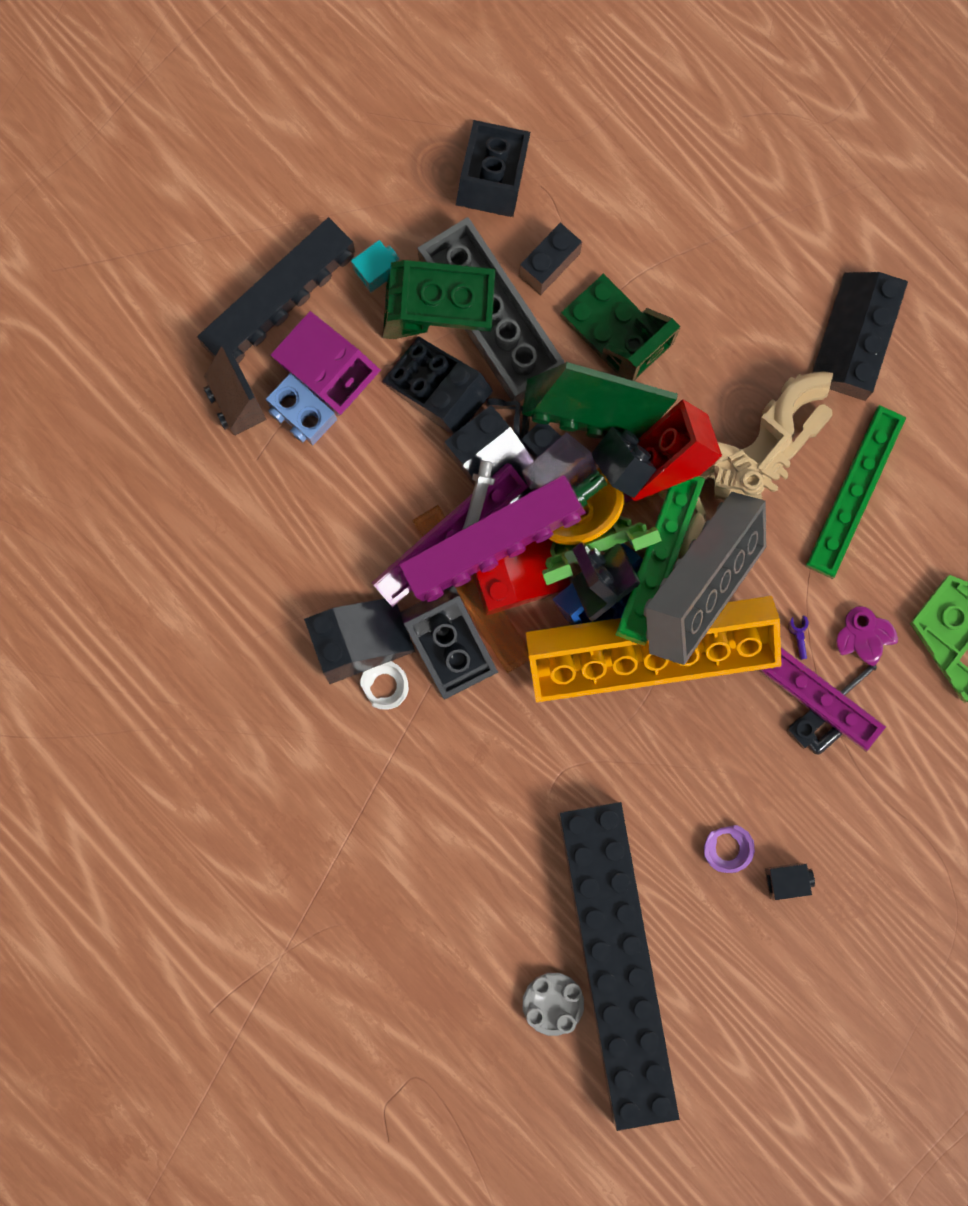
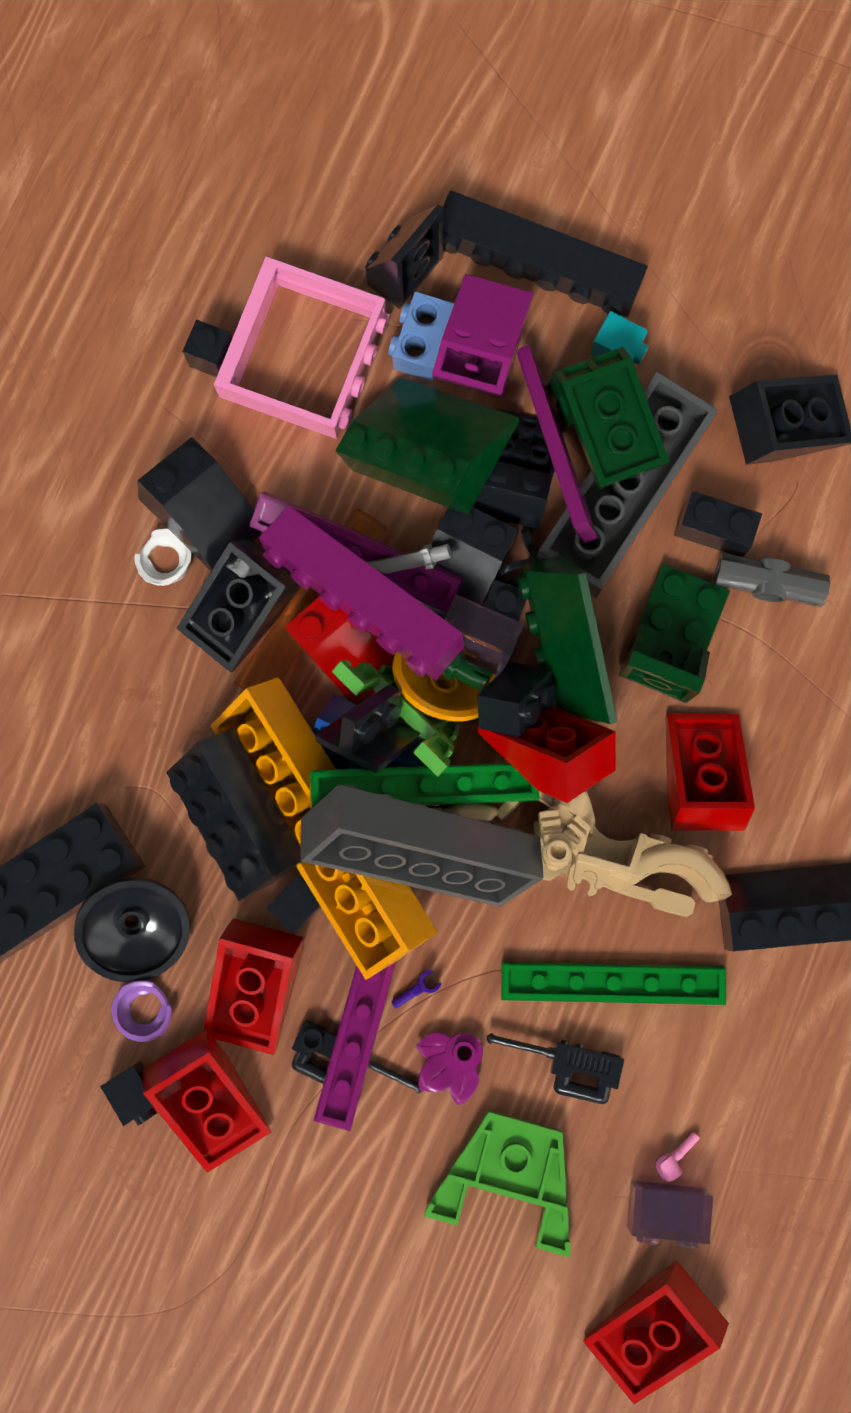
camera: 70 degrees right, 0 degrees up
(234, 577) = (206, 347): none -> black brick
(294, 461) = (275, 274): none -> bright pink window
(391, 441) = (427, 443): none -> dark green slope
(437, 346) = (556, 445): none -> magenta tile
(609, 239) = (772, 580): none -> dark grey piece
(615, 710) = (235, 814): none -> black brick
(679, 827) = (135, 948): none -> black dish
(699, 697) = (295, 905): none -> black brick
(732, 352) = (707, 773): none -> red slope
(746, 756) = (252, 985): none -> red slope
(816, 828) = (204, 1101): none -> red slope
(898, 546) = (575, 1058): none -> black piece

